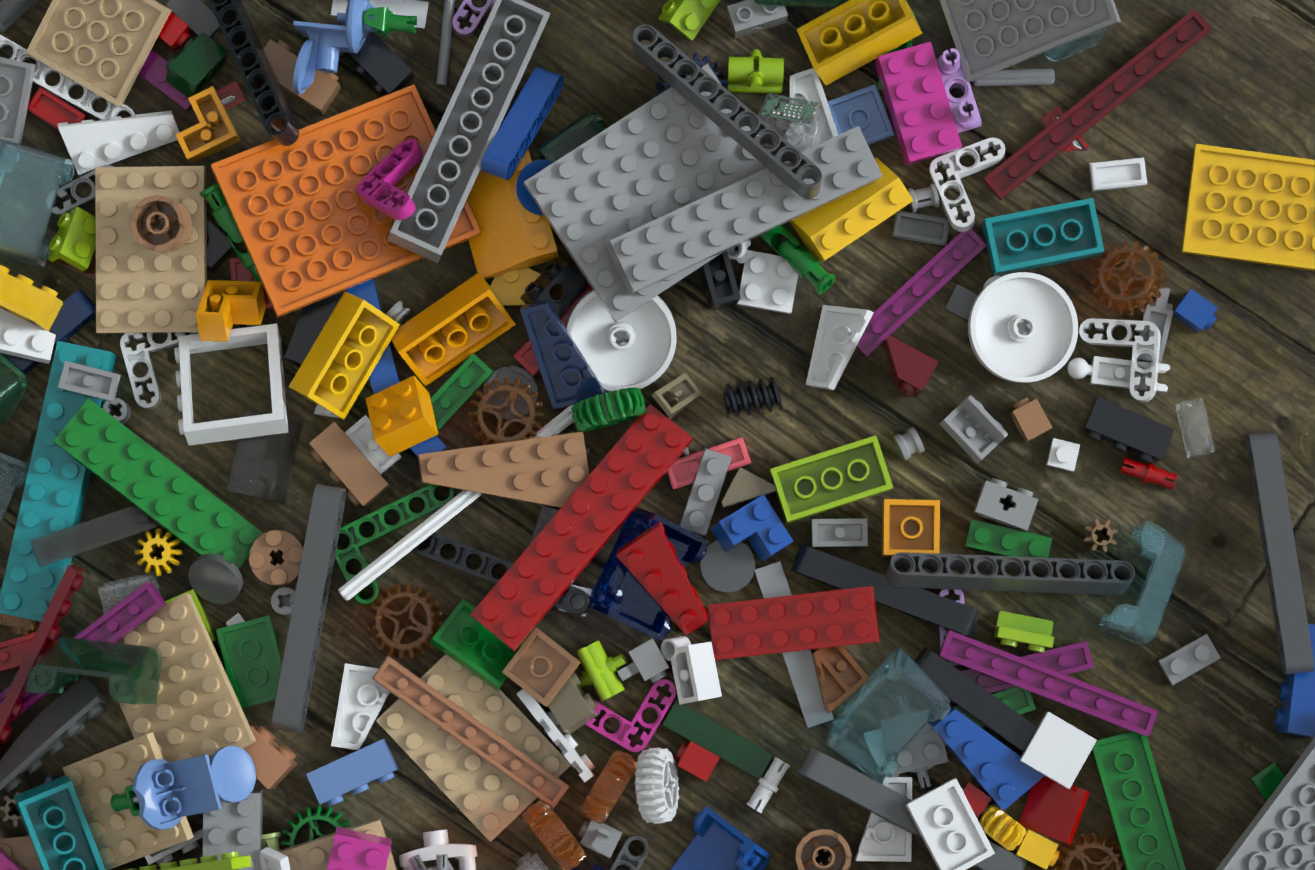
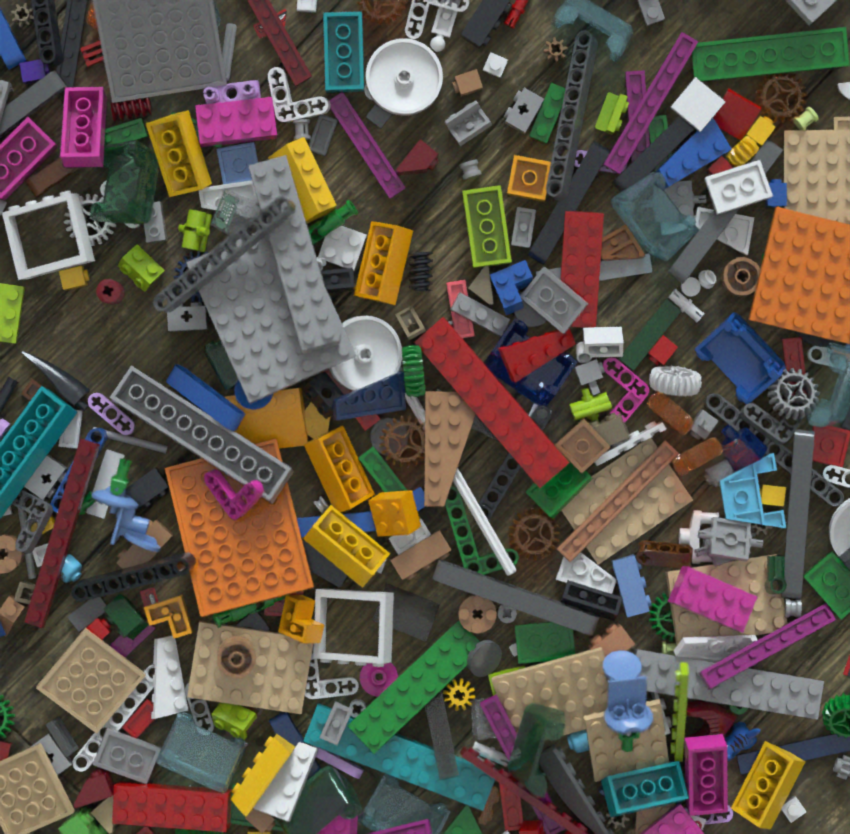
camera: 85 degrees left, 5 degrees up
(34, 401) = (339, 762): none -> lavender beam
(80, 611) = (491, 753): none -> white pin
(116, 733) = (578, 741): none -> medium azure head
(153, 427) = (371, 684): none -> dark pink dish
(322, 718) = (592, 600): none -> black brick
(404, 813) = (664, 554): none -> reddish brown piece
(622, 68) = (198, 321): none -> light grey brick
(743, 592) = (554, 300): none -> light grey plate
(755, 343) = (383, 262): none -> light orange slope
(796, 787) = (690, 287): none -> white tile
(811, 808) = (707, 279): none -> white plate
(835, 343) = (393, 208): white wing -> none

